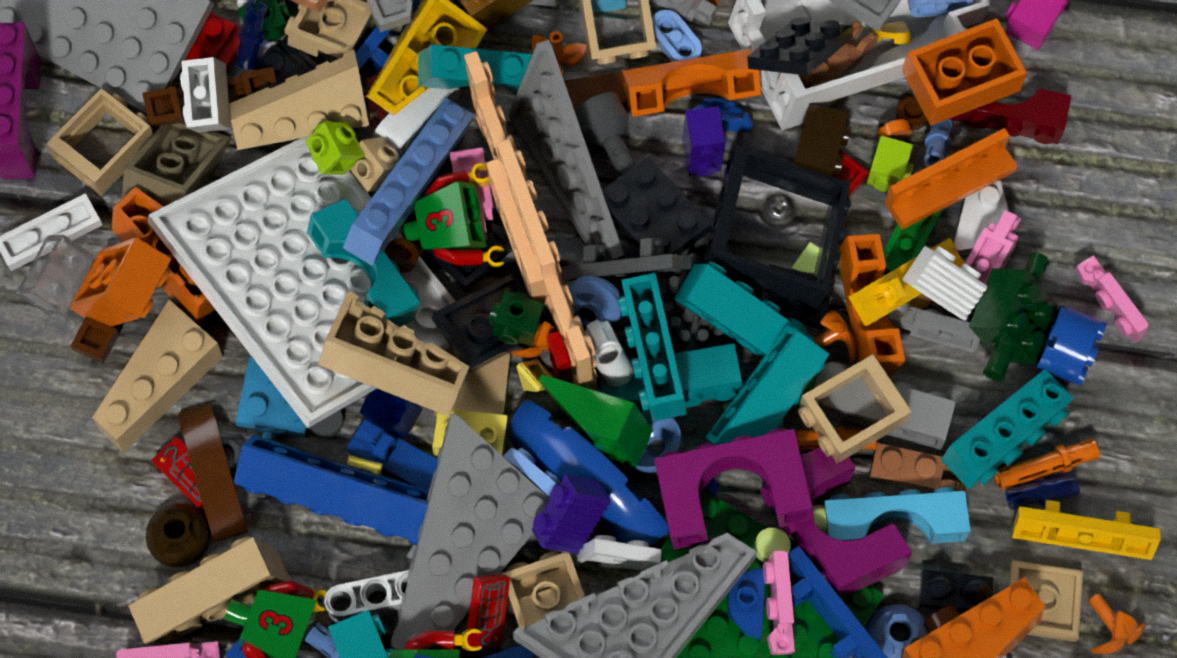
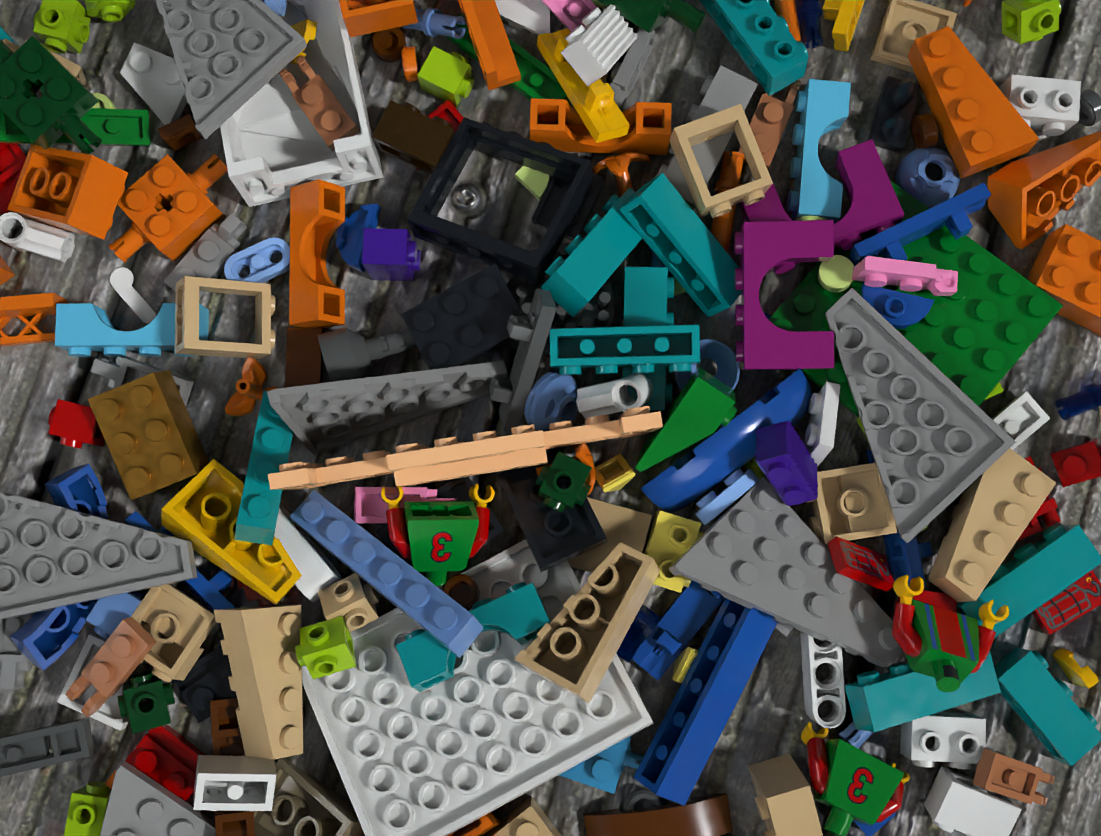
camera: 80 degrees left, 15 degrees up
(251, 34) = (169, 722): clear blue pin -> none
(559, 357) = (609, 446): red tile -> none
(800, 46) = (307, 131): black plate -> none

